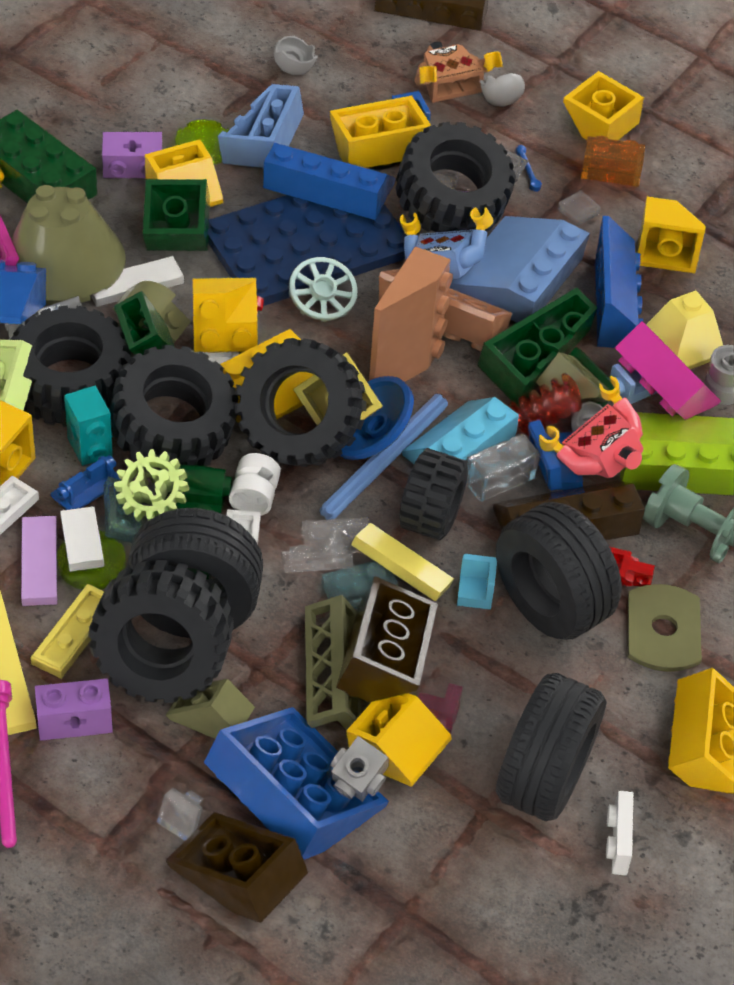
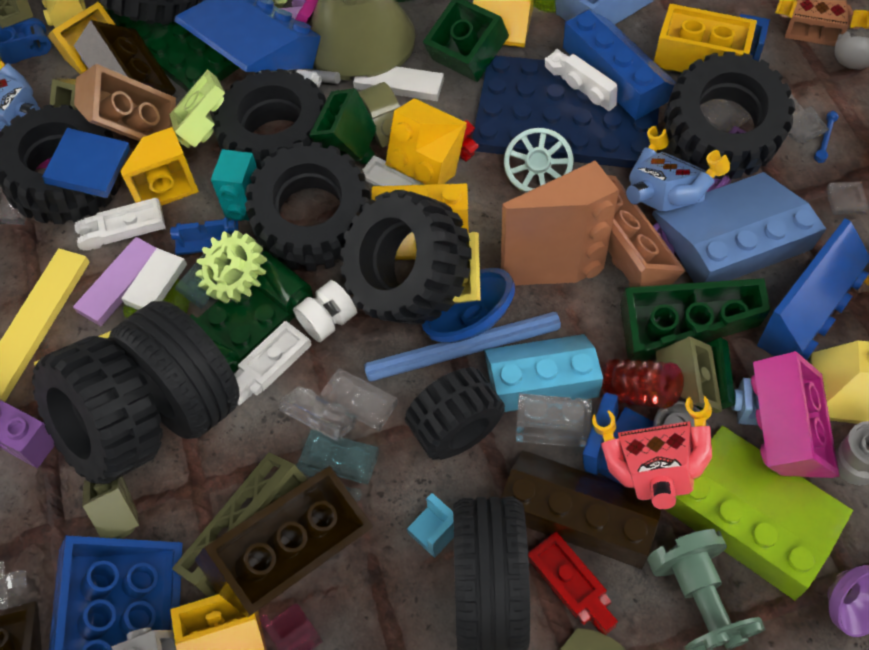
camera: 45 degrees right, 10 degrees up
(309, 202) = (583, 77): none -> white hinge
(402, 562) = (384, 462): light yellow tile -> none

